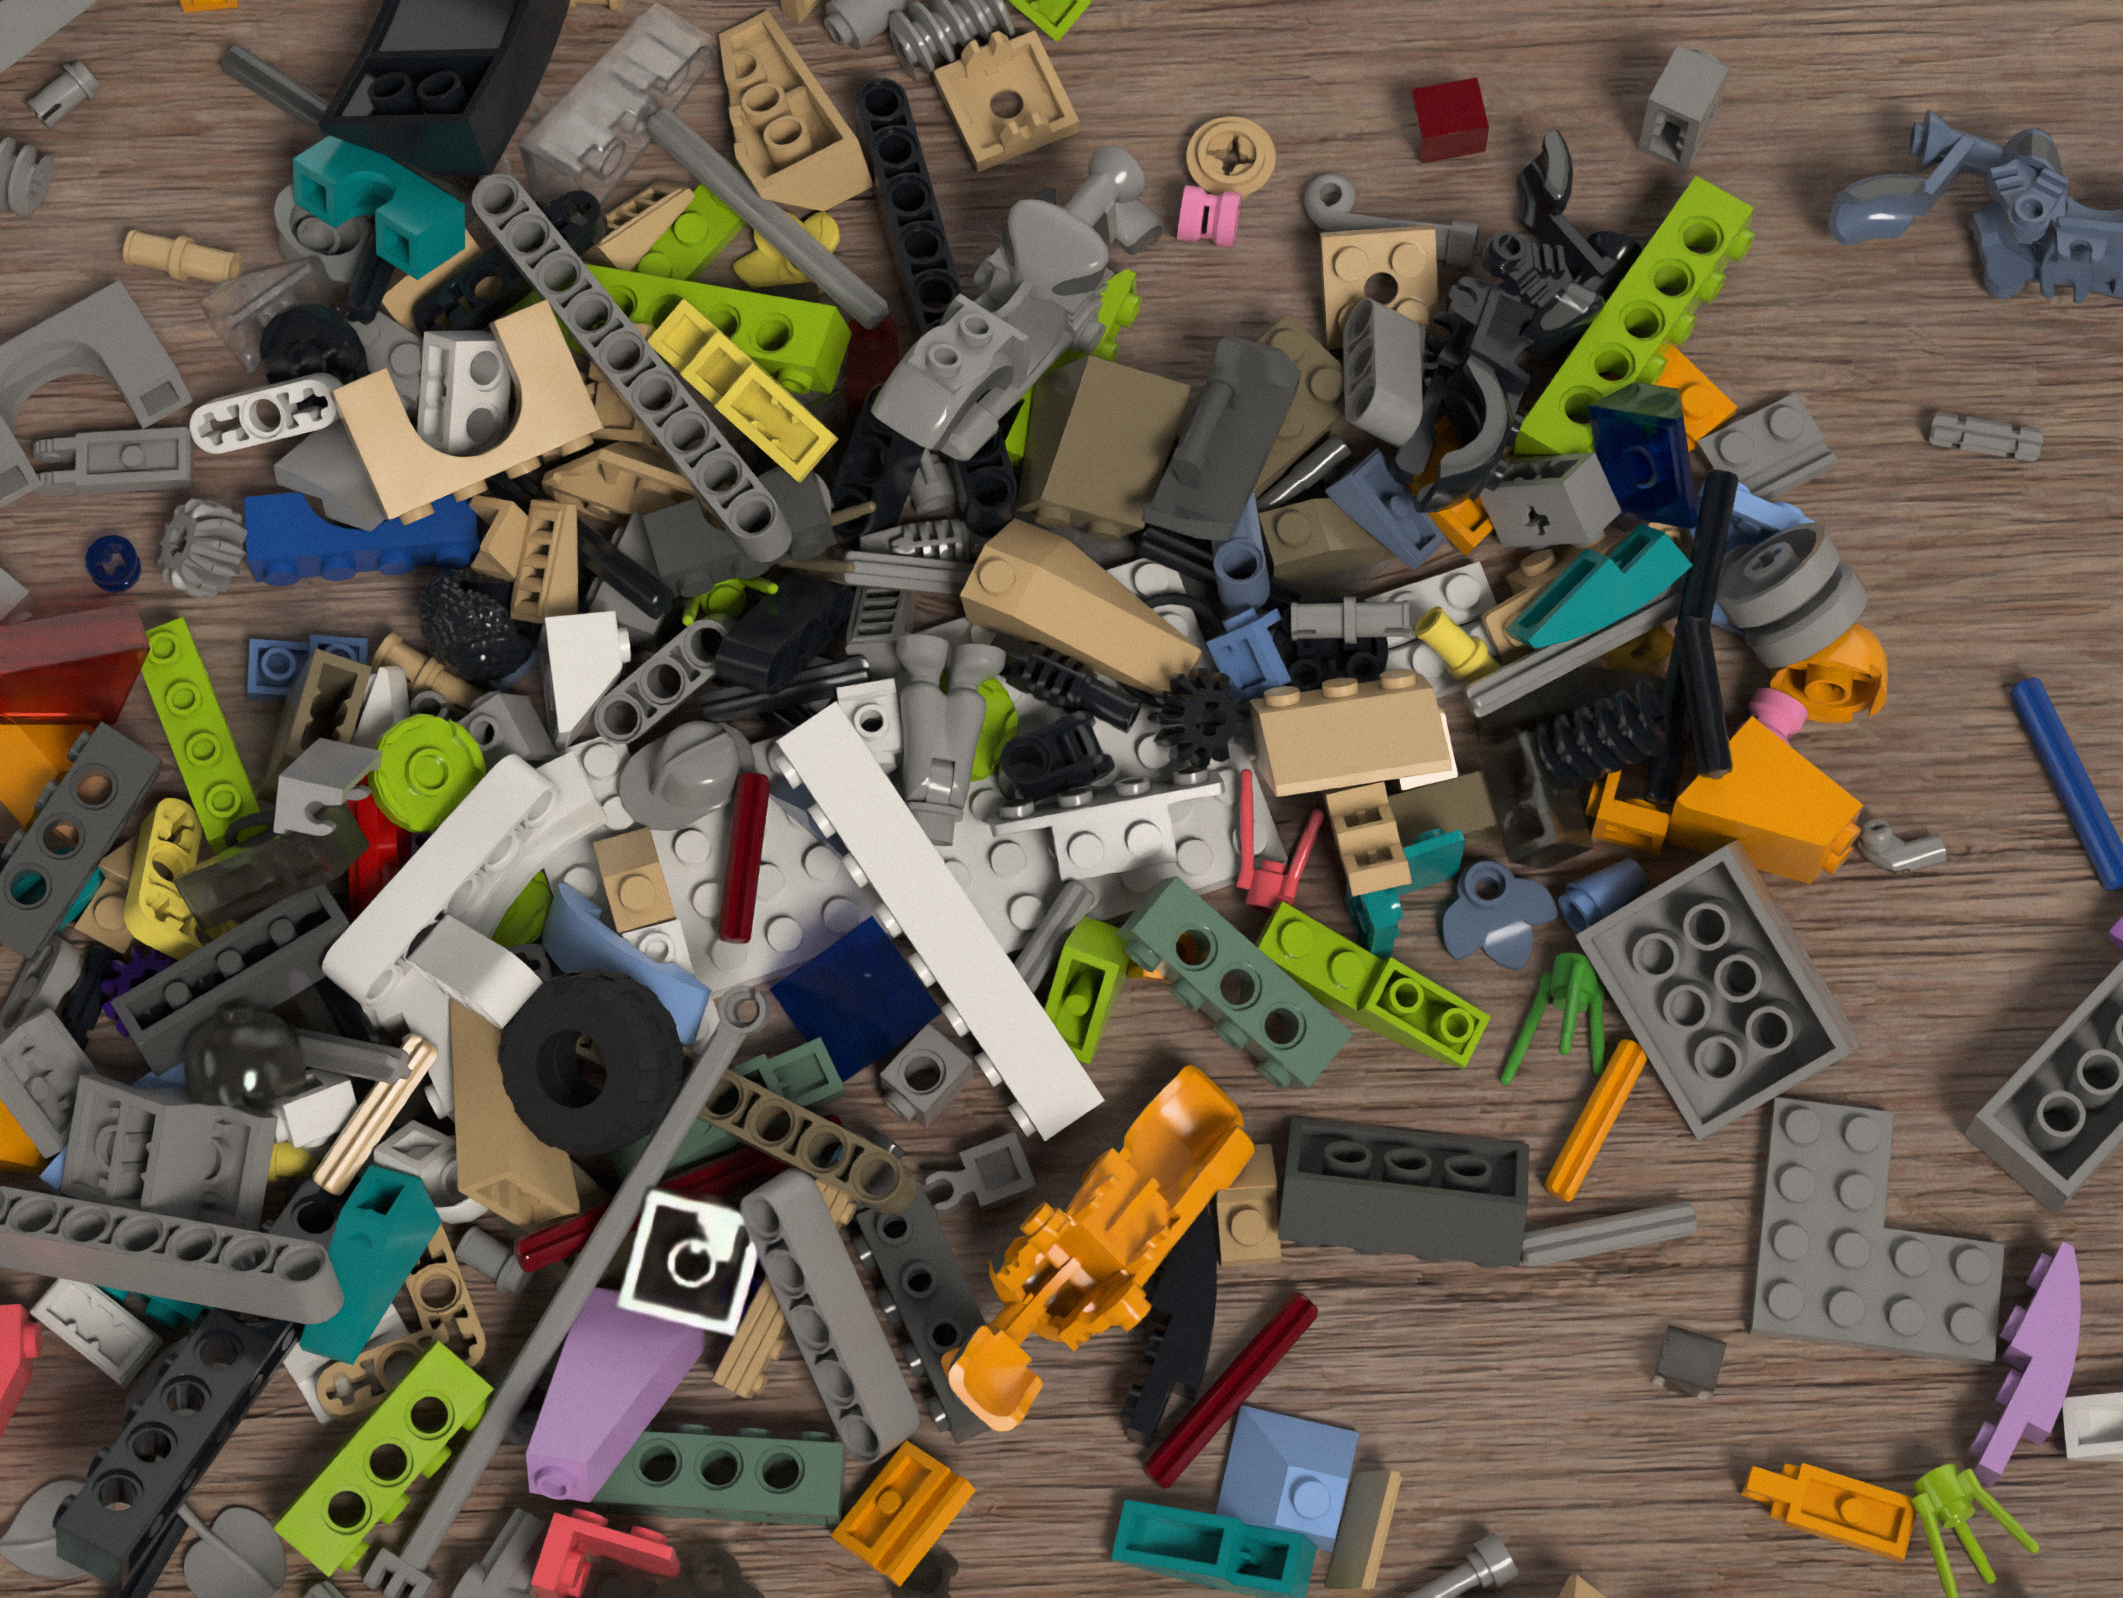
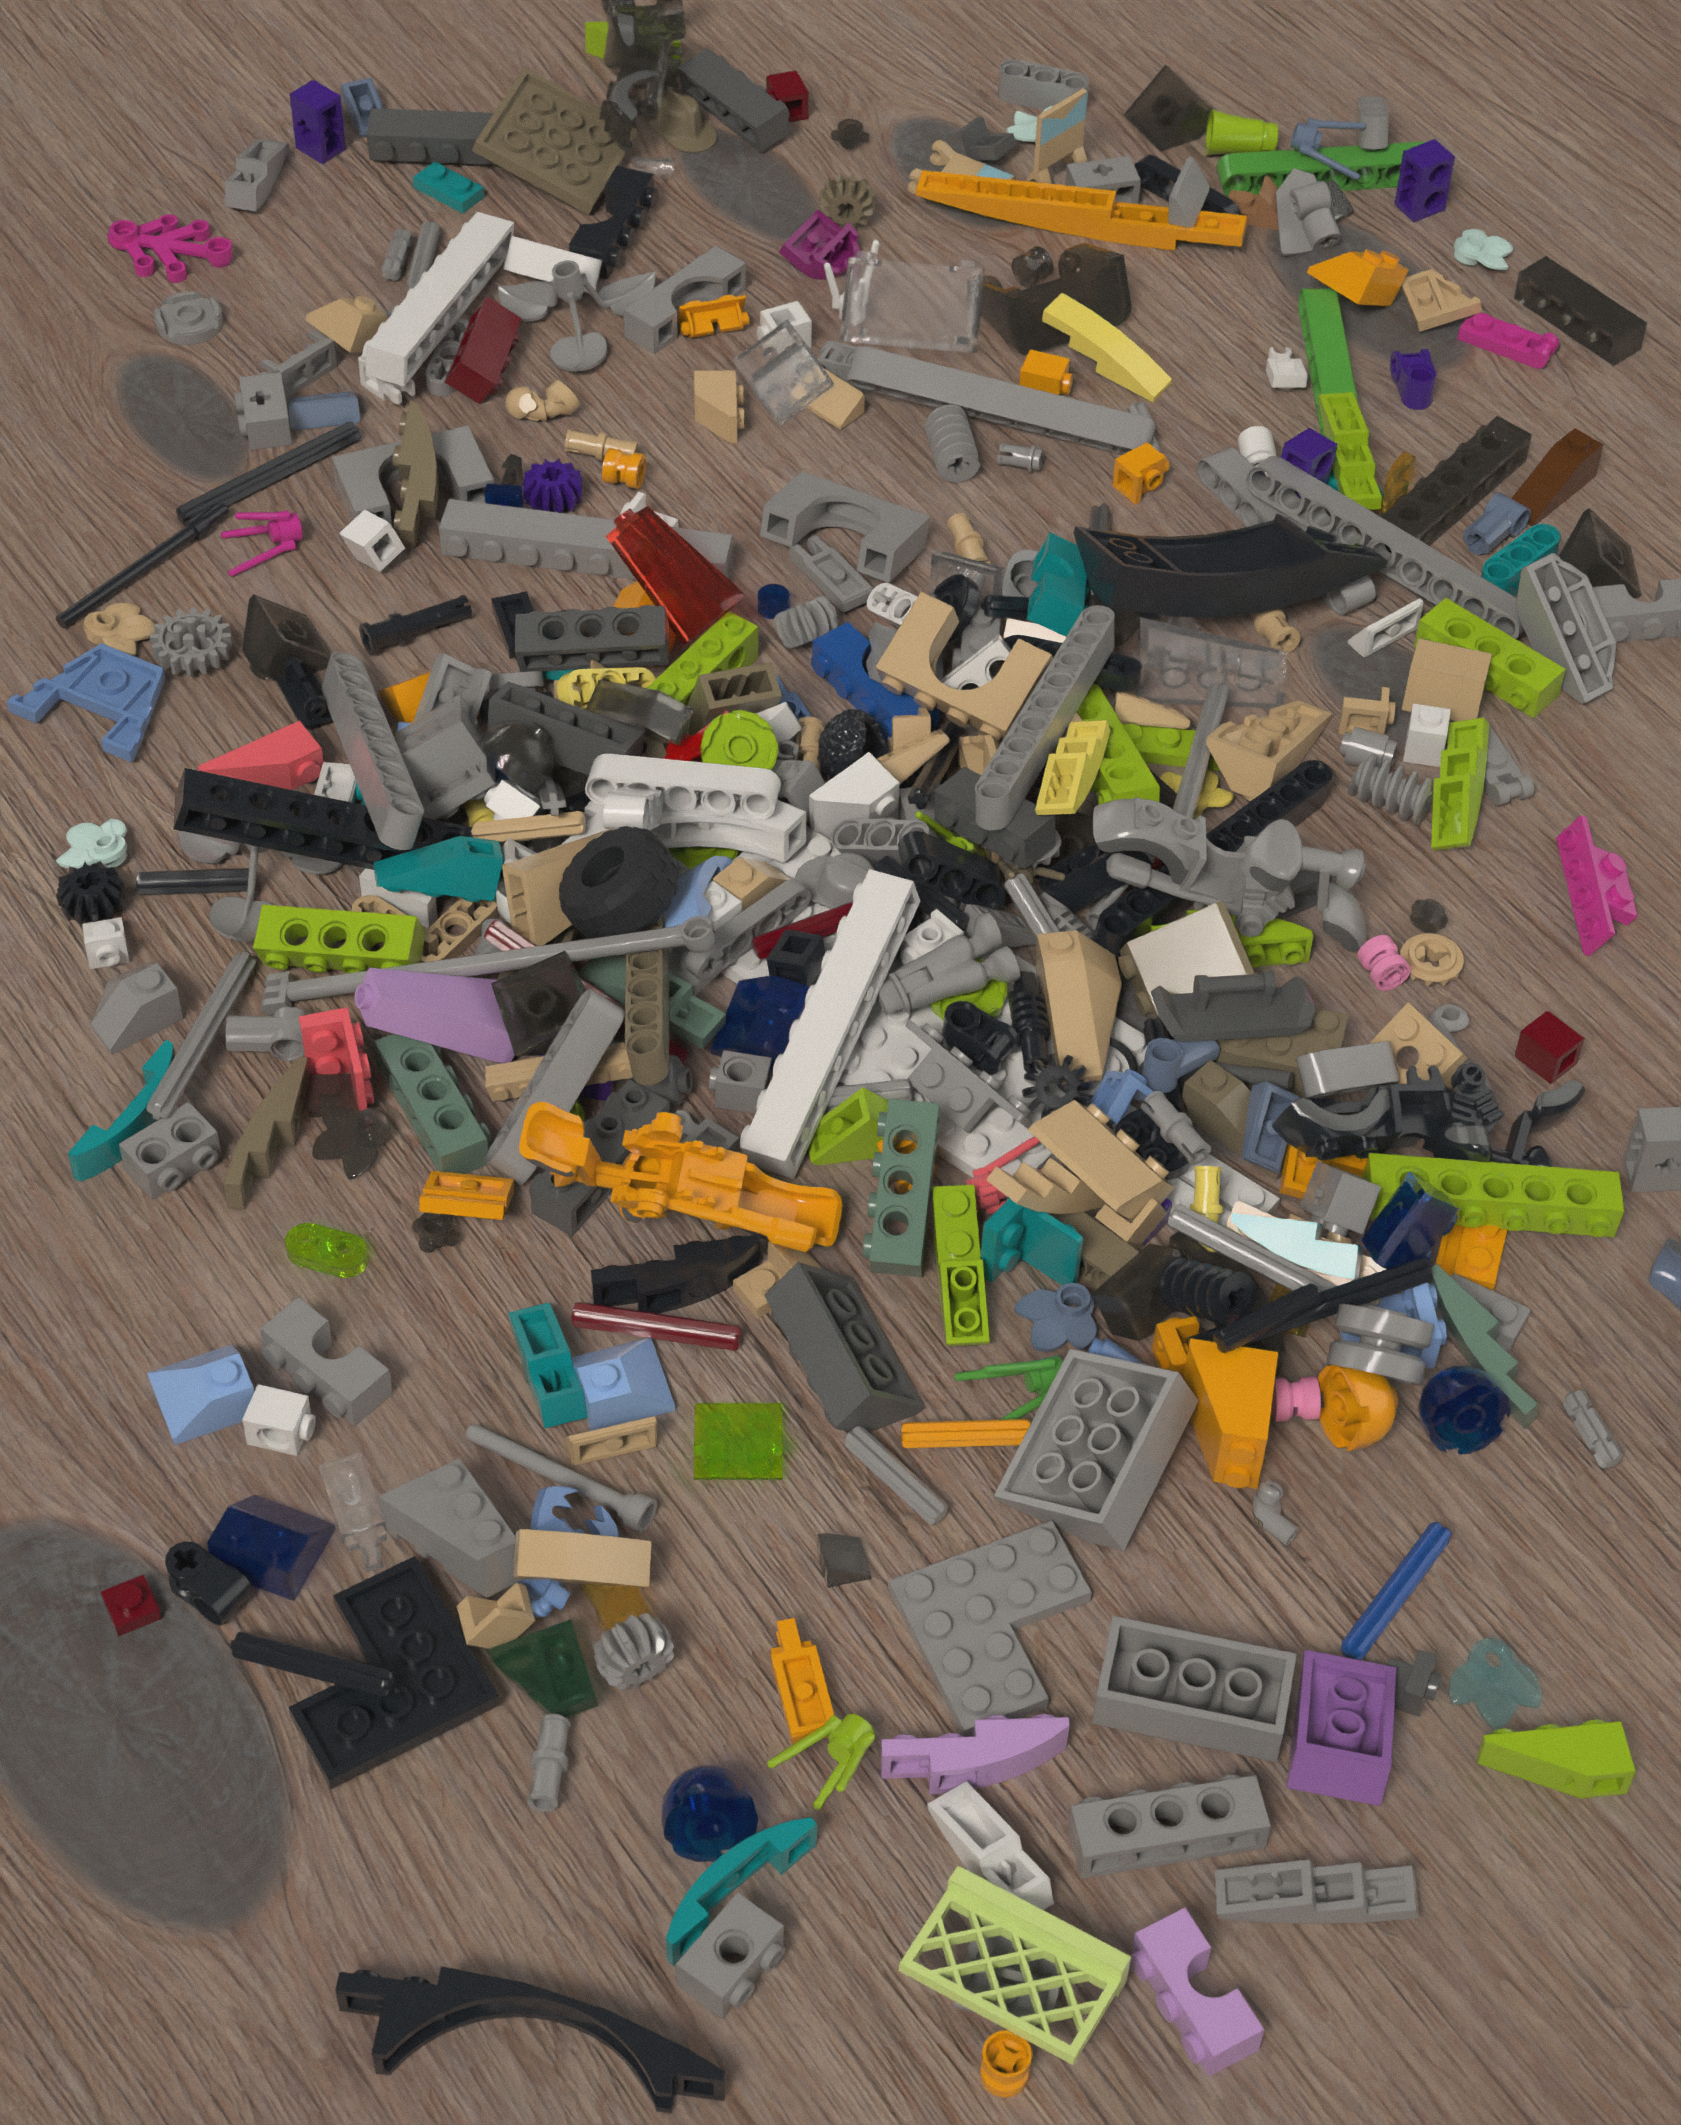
camera: 55 degrees right, 20 degrees down
(318, 778) = (686, 684): light grey hinge -> none
(698, 915) = (736, 936): none -> light grey beam
(811, 920) = (797, 957): none -> black brick
(1002, 66) = (1377, 819): tan piece -> none
(1168, 118) = (1428, 916): none -> clear smoke plate
(1455, 1387) = (738, 1441): none -> clear neon green hinge
(1809, 479) = (1476, 1335): none -> sand green slope
(1893, 556) = (1462, 1409): none -> clear blue cylinder

